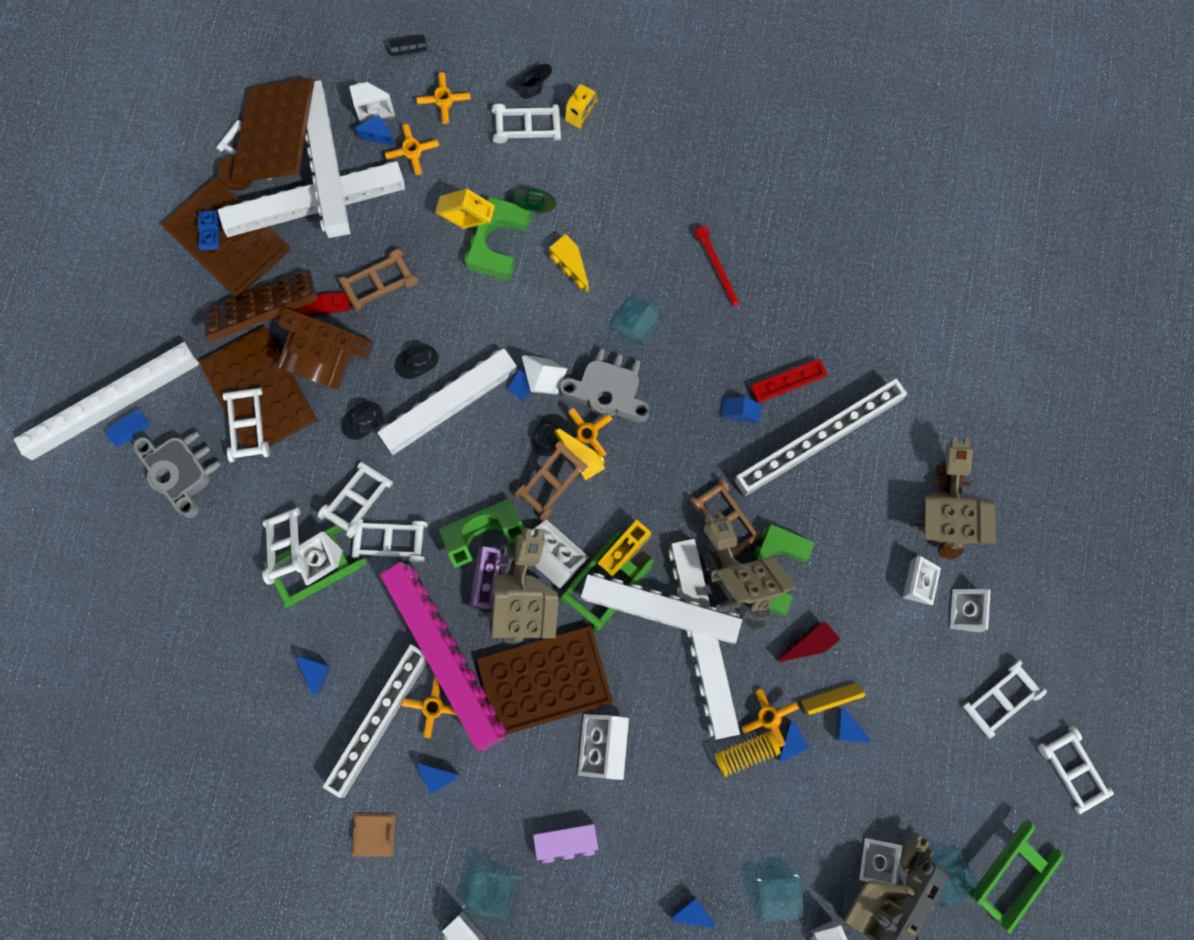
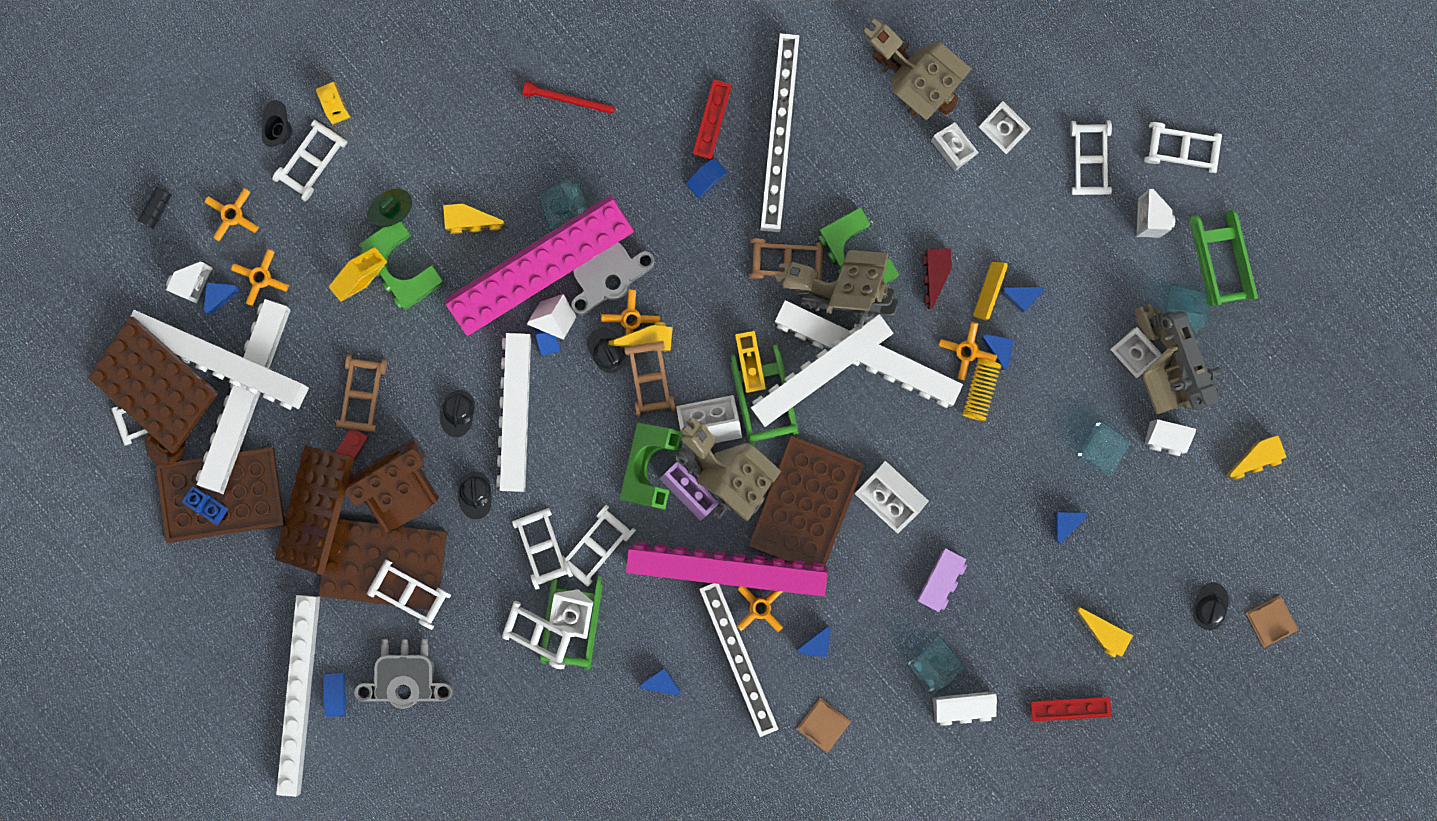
camera: 55 degrees left, 10 degrees up
(575, 333) = (539, 265): none -> dark pink brick
(1003, 787) = (1153, 216): none -> white slope

